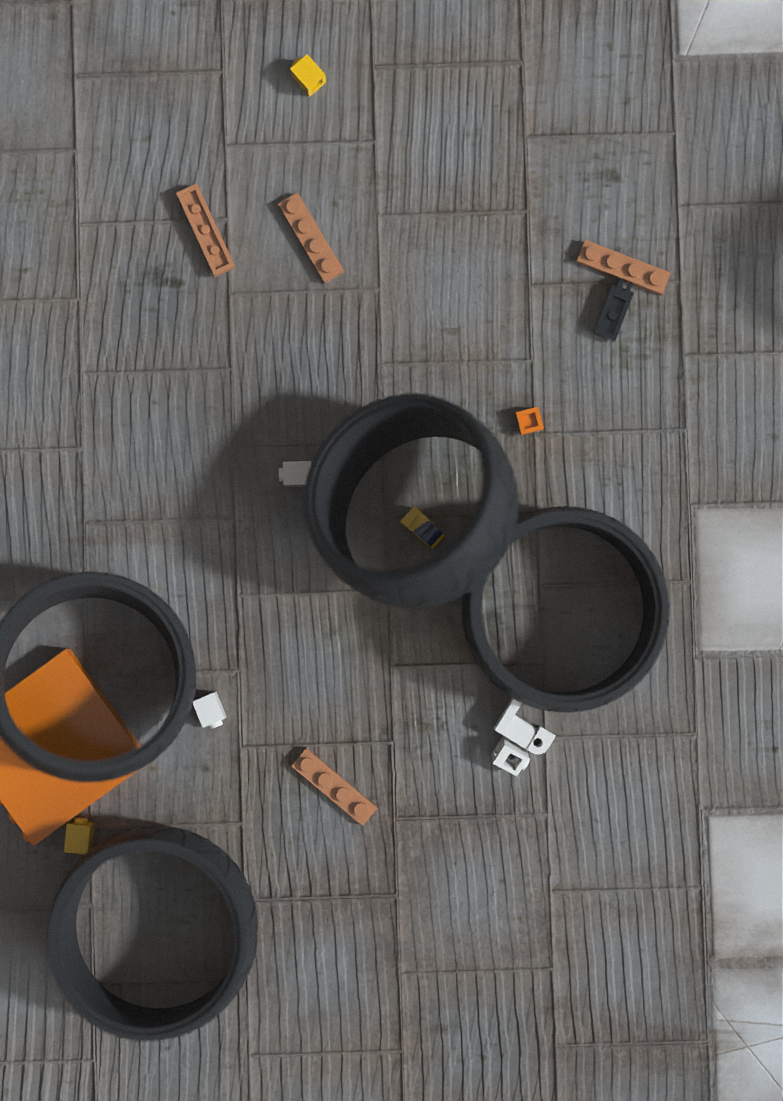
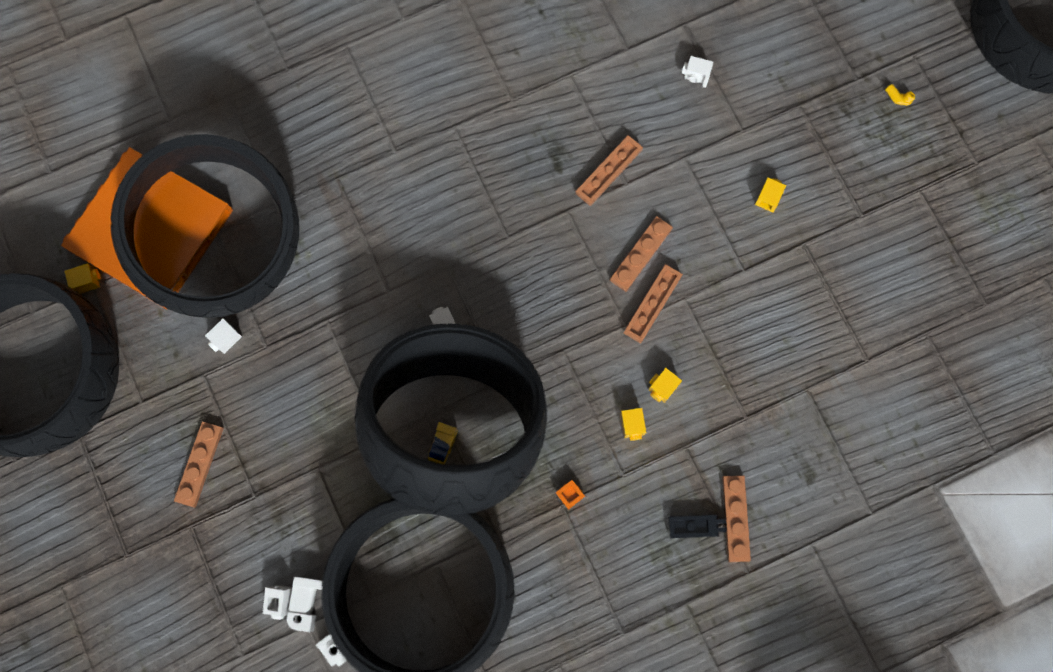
camera: 70 degrees right, 10 degrees down
(136, 85) = (697, 70): none -> white brick
(370, 249) = (653, 303): none -> nougat plate
(460, 277) = (664, 385): none -> yellow brick
(486, 326) = (633, 424): none -> yellow brick
(574, 724) = (325, 647): none -> white brick

